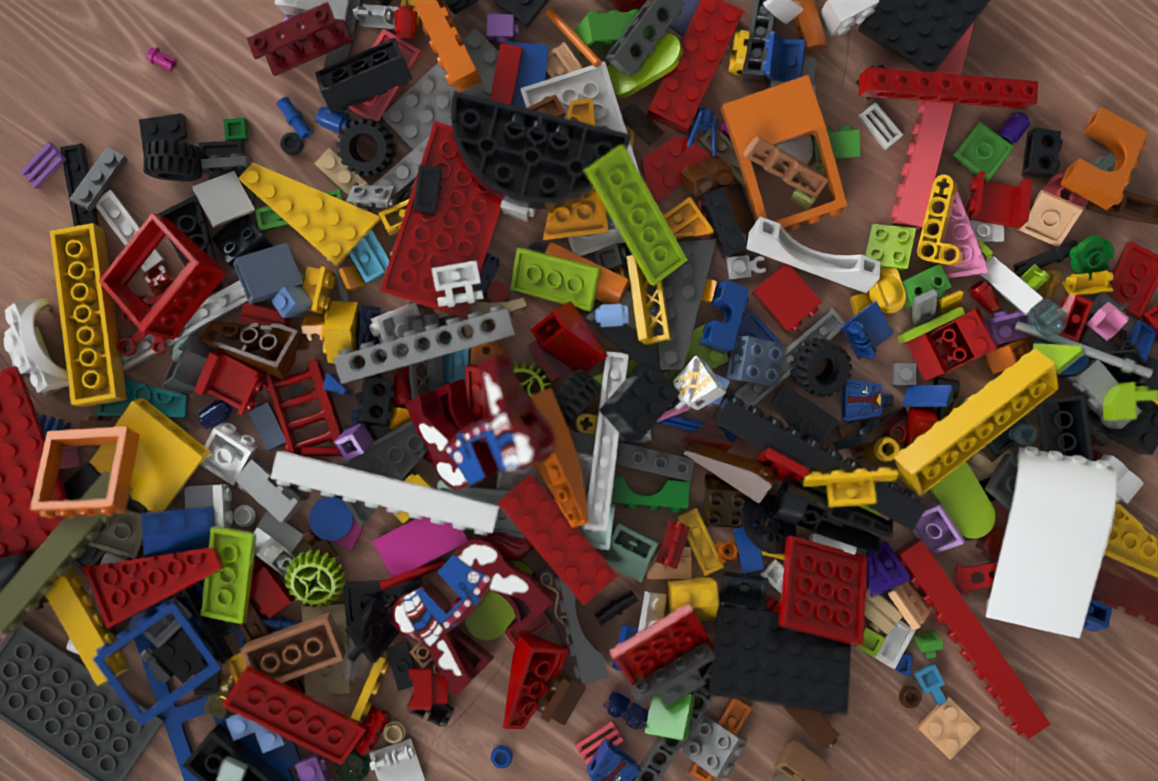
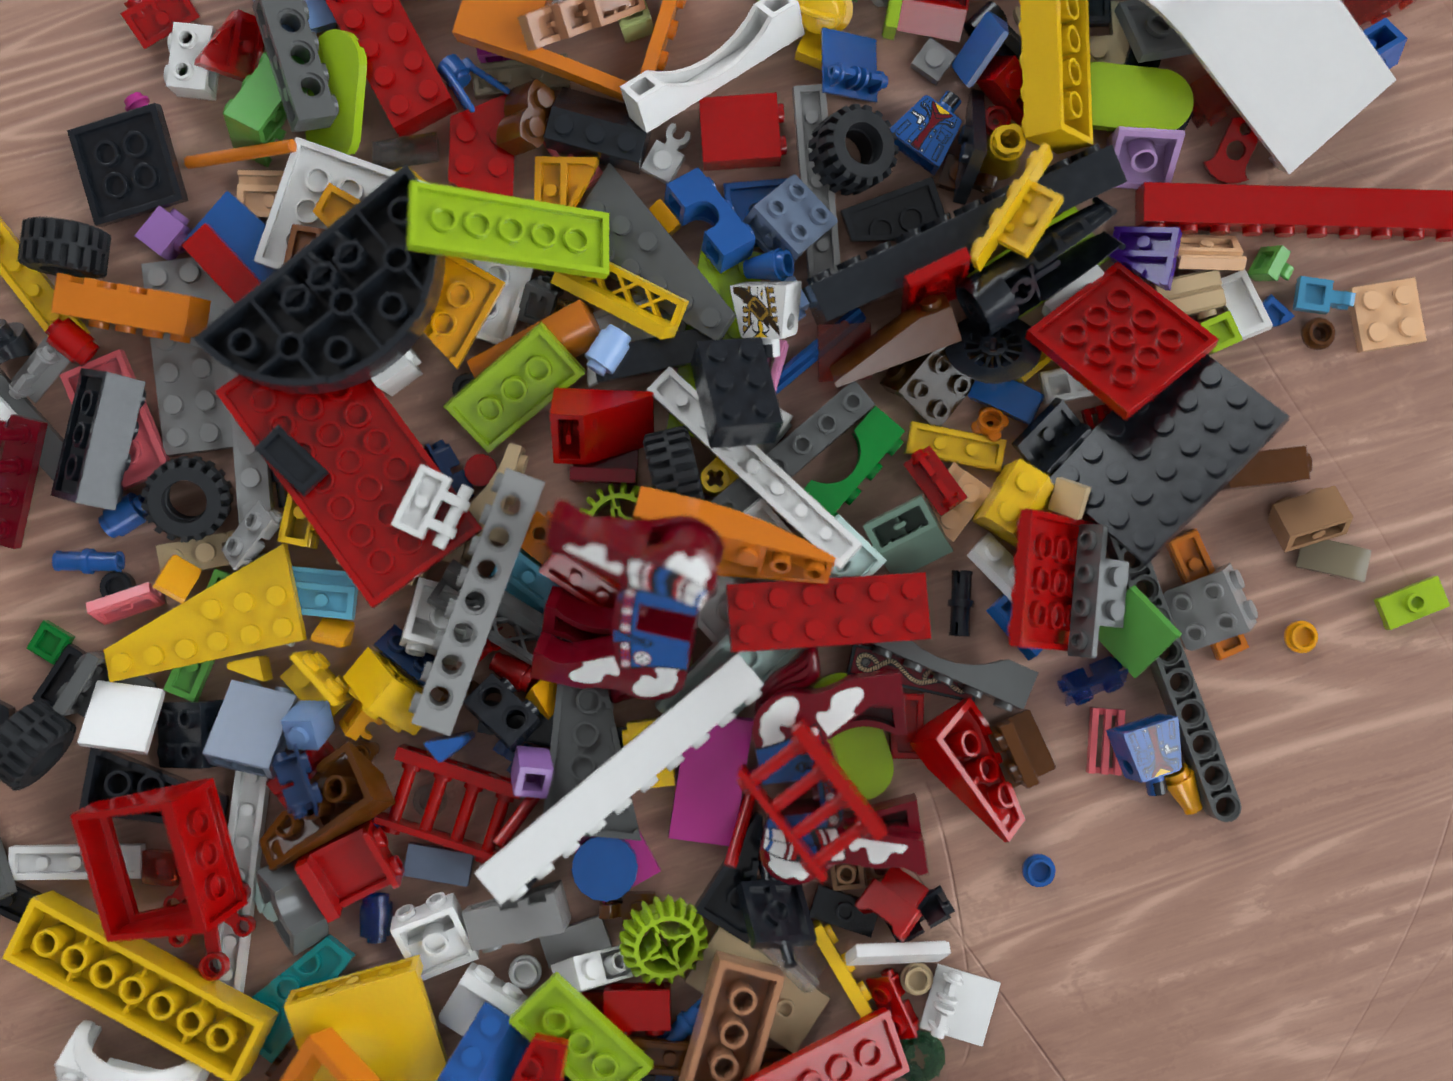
camera: 50 degrees left, 0 degrees up
(253, 328) = (303, 794): none -> dark blue hinge
(286, 155) = (125, 603): none -> coral tile
(302, 250) = (254, 667): none -> yellow slope
(319, 173) = (177, 578): none -> light orange slope
(342, 291) = (340, 655): light grey bar -> none
(400, 711) = (897, 953): none -> white tile
(462, 621) = (824, 769): none -> red fence
(716, 625) = (1069, 498): none -> tan tile
(724, 370) = (772, 265): none -> blue cone

